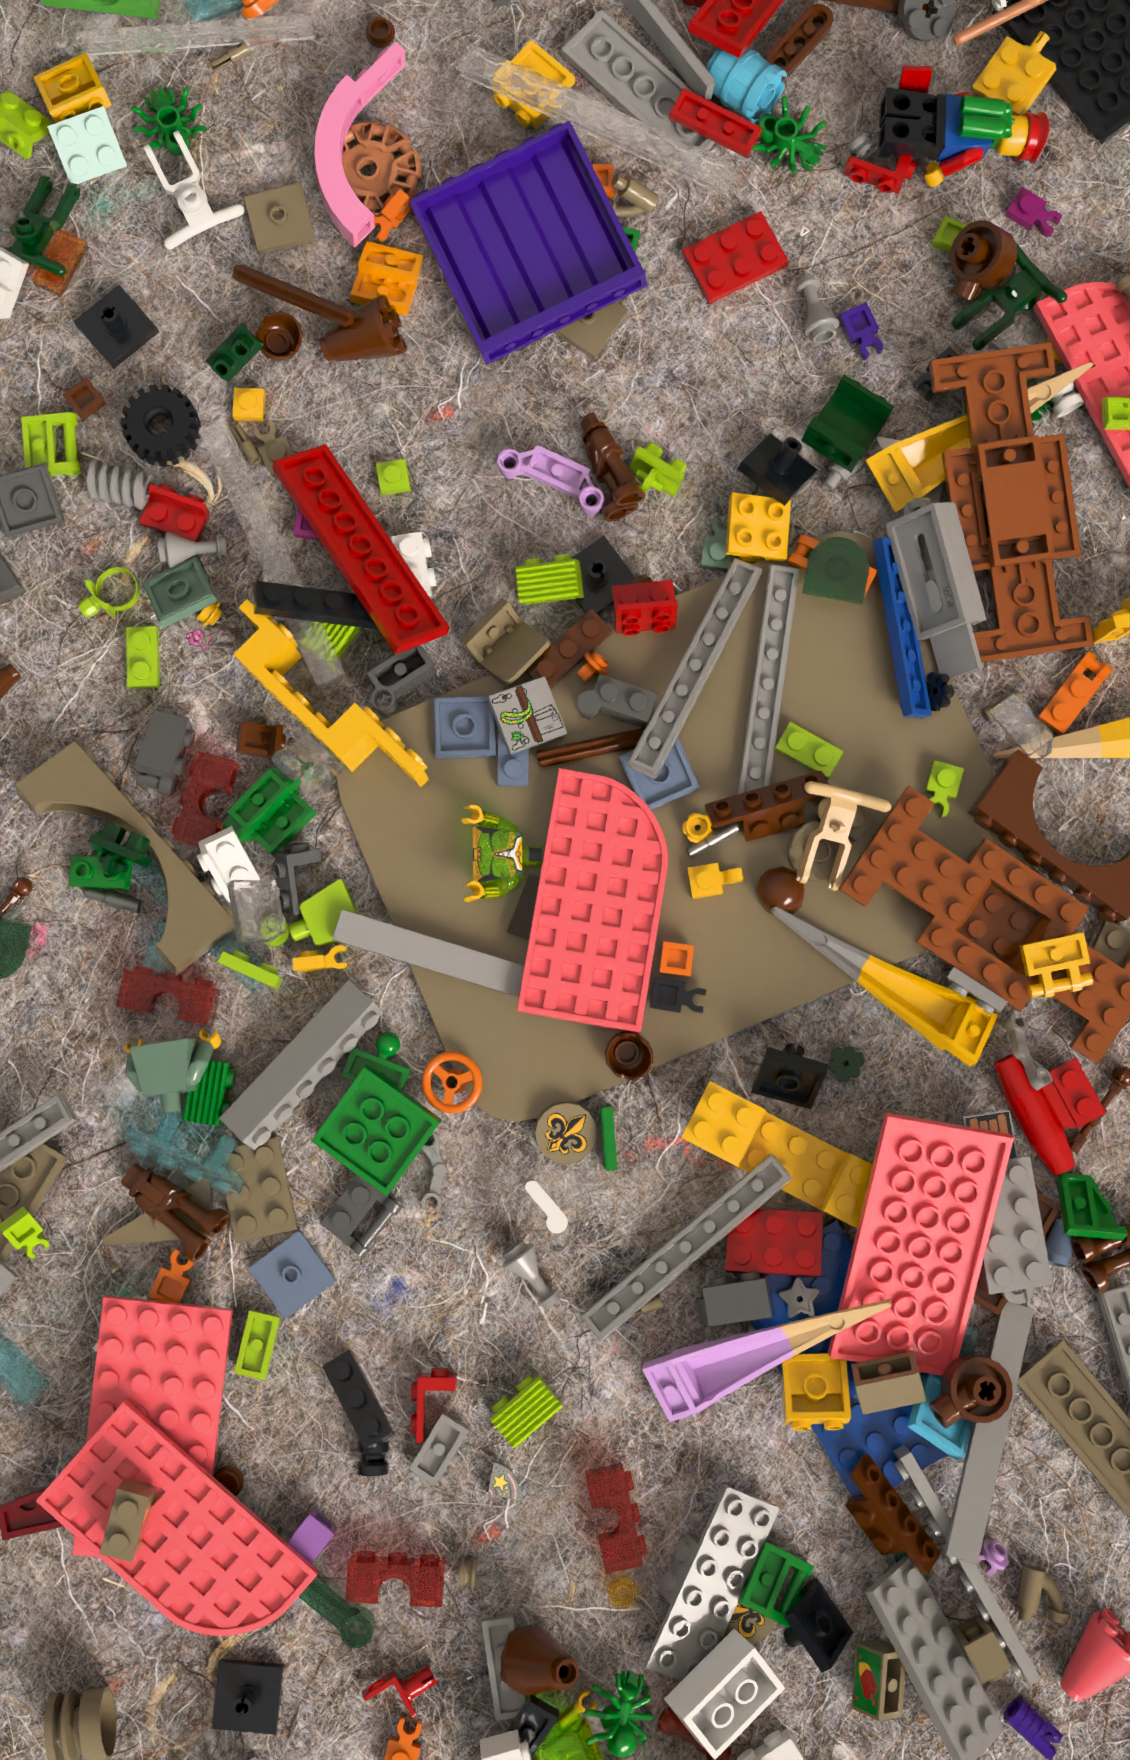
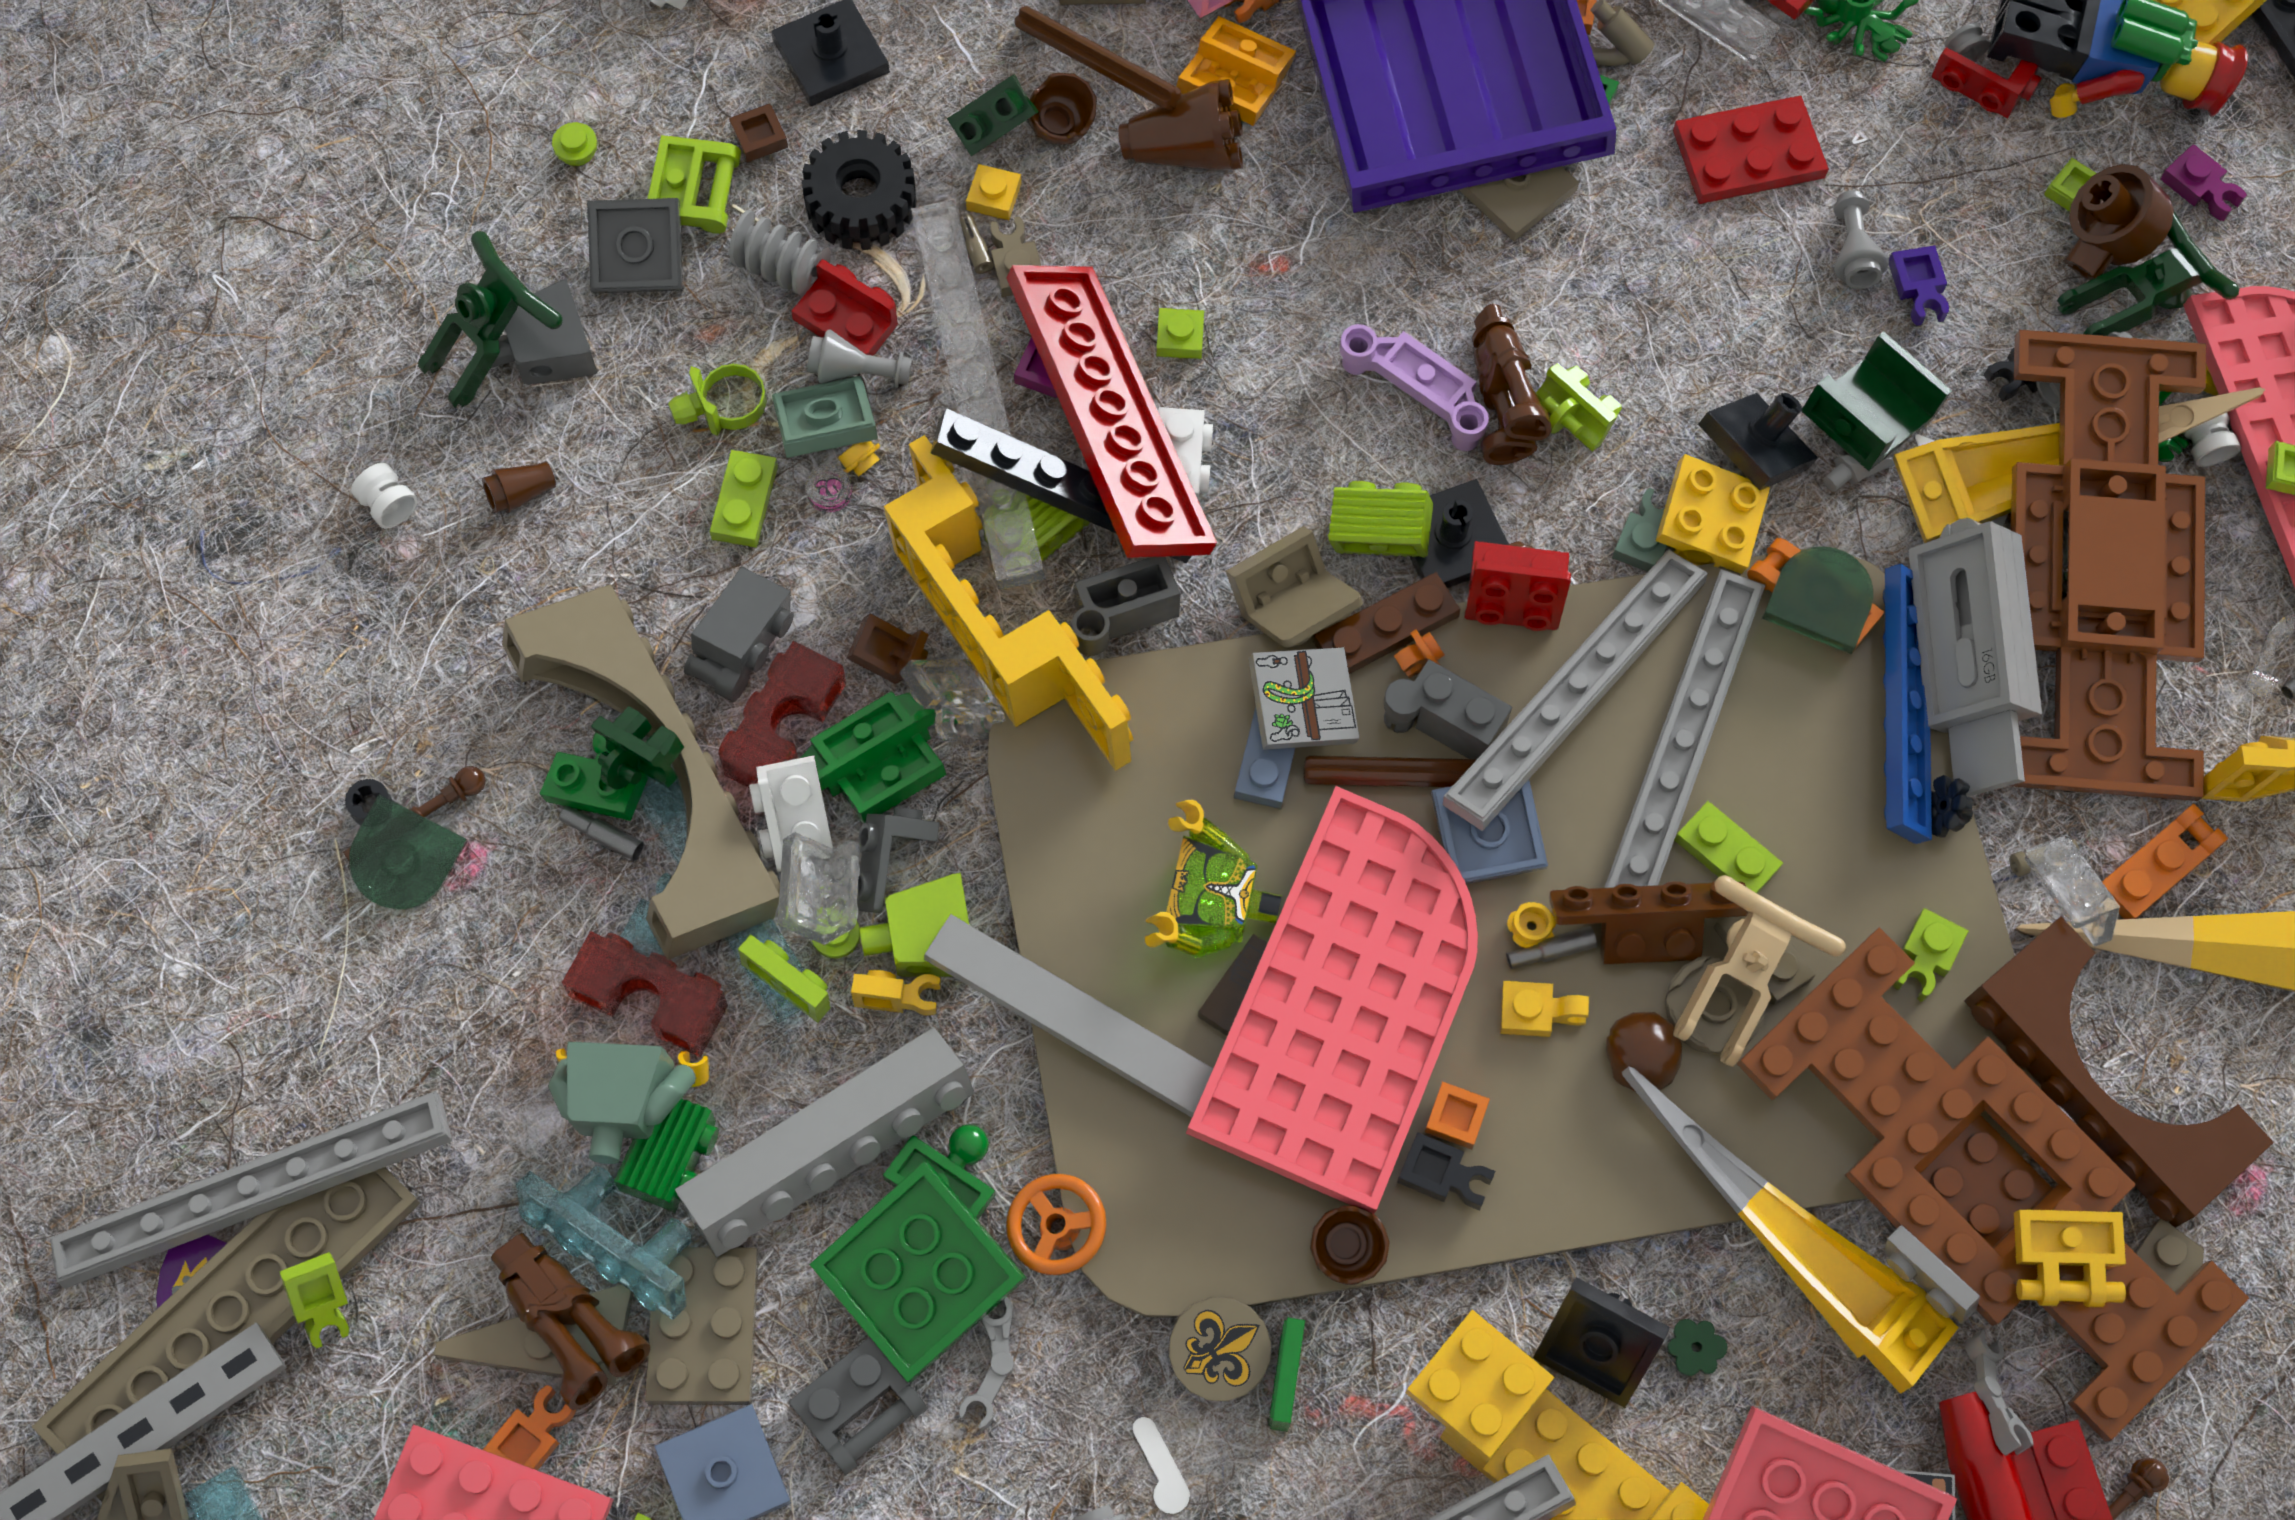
camera: 10 degrees right, 15 degrees down
(463, 727) = (1202, 700): sand blue tile -> none

